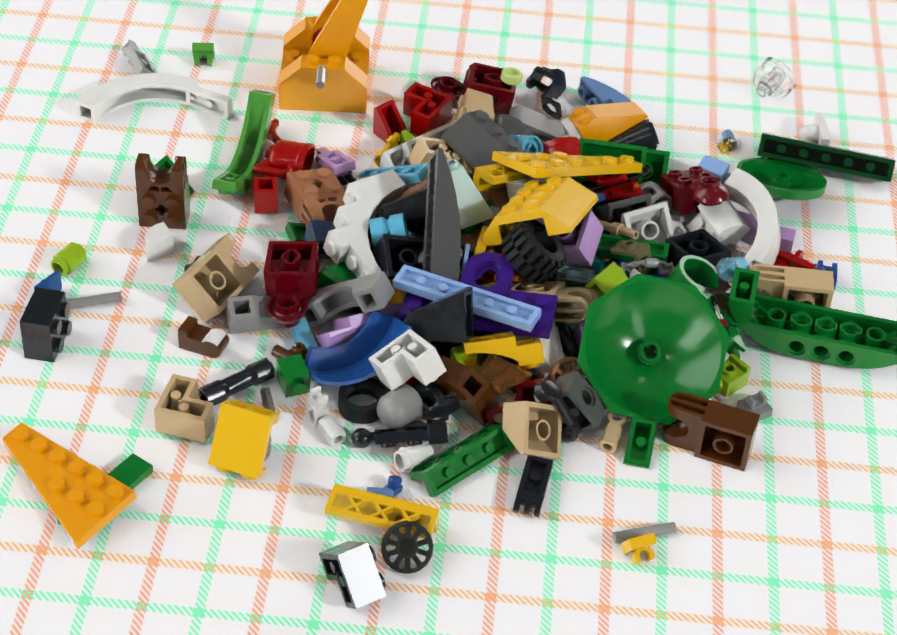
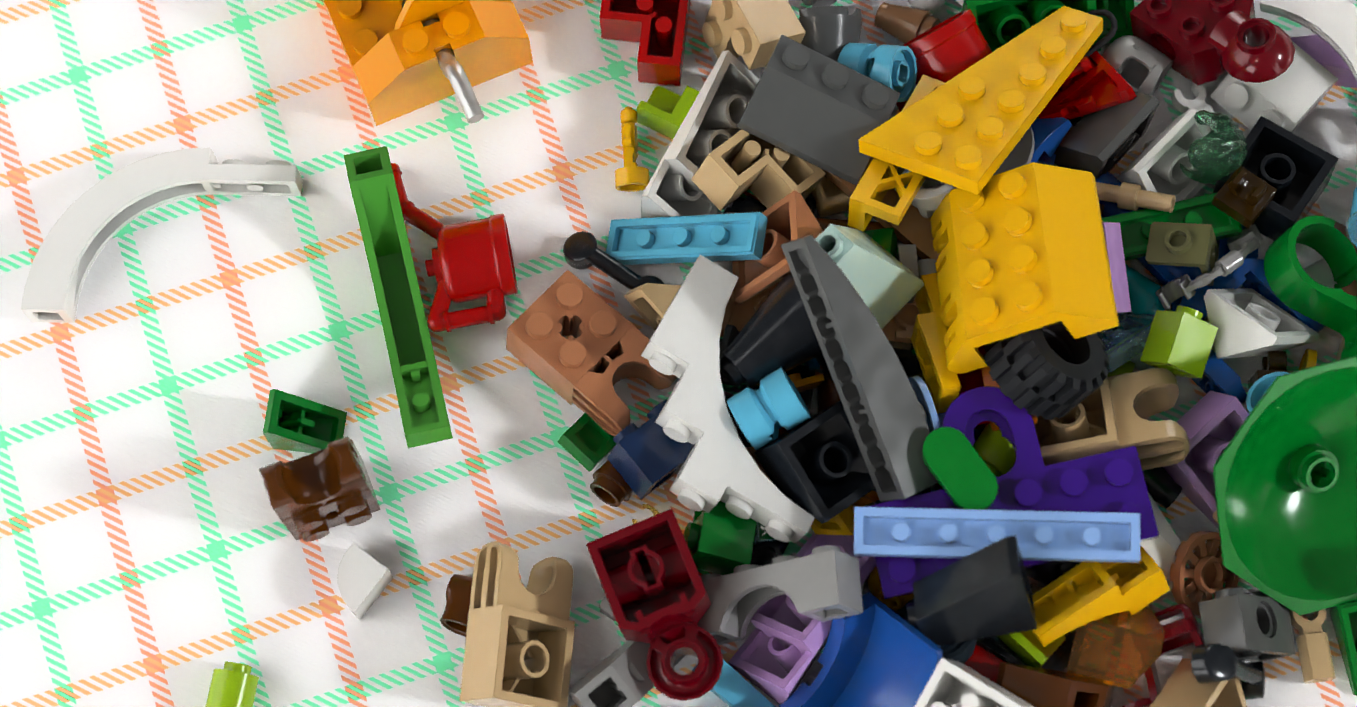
camera: 20 degrees left, 30 degrees up
(137, 58) = (67, 133): light grey hinge -> none
(203, 51) = (170, 51): bright green tile -> none
(265, 195) = (479, 370): red slope -> none
(335, 160) = (559, 239): lavender hinge -> none
(387, 121) = (602, 90): red slope -> none
(464, 269) = (959, 469): none -> green tile
(668, 219) = (1218, 151): none -> clear green hair
(673, 242) = (1244, 197): none -> dark brown tile

